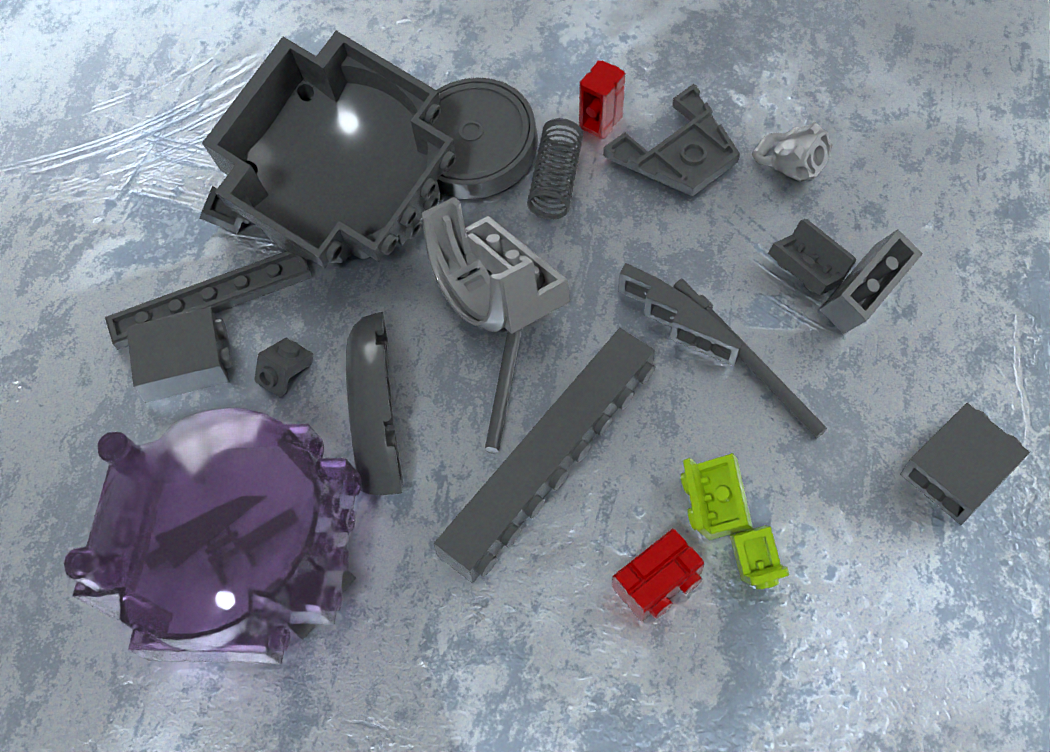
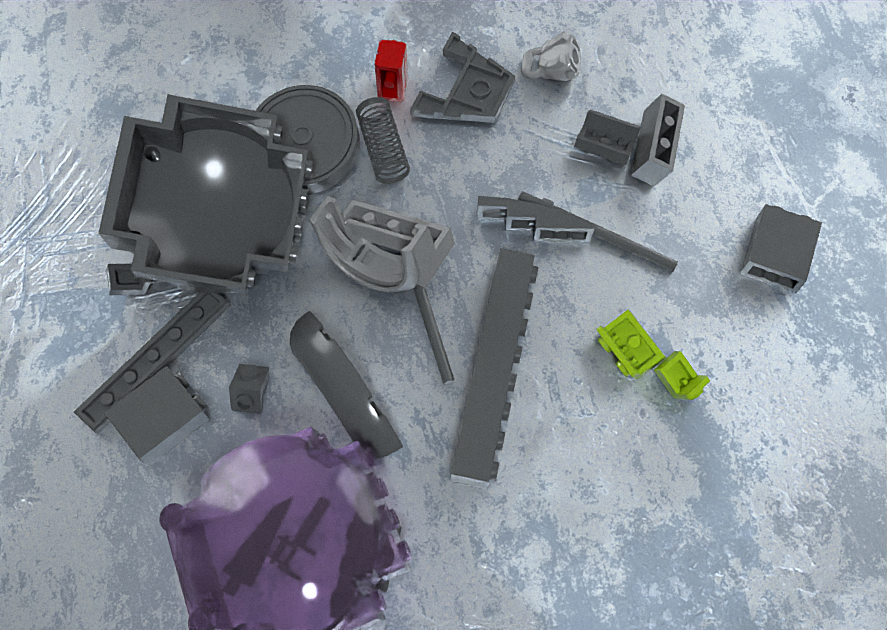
camera: 30 degrees left, 5 degrees up
(658, 576) = (620, 421): red brick -> none

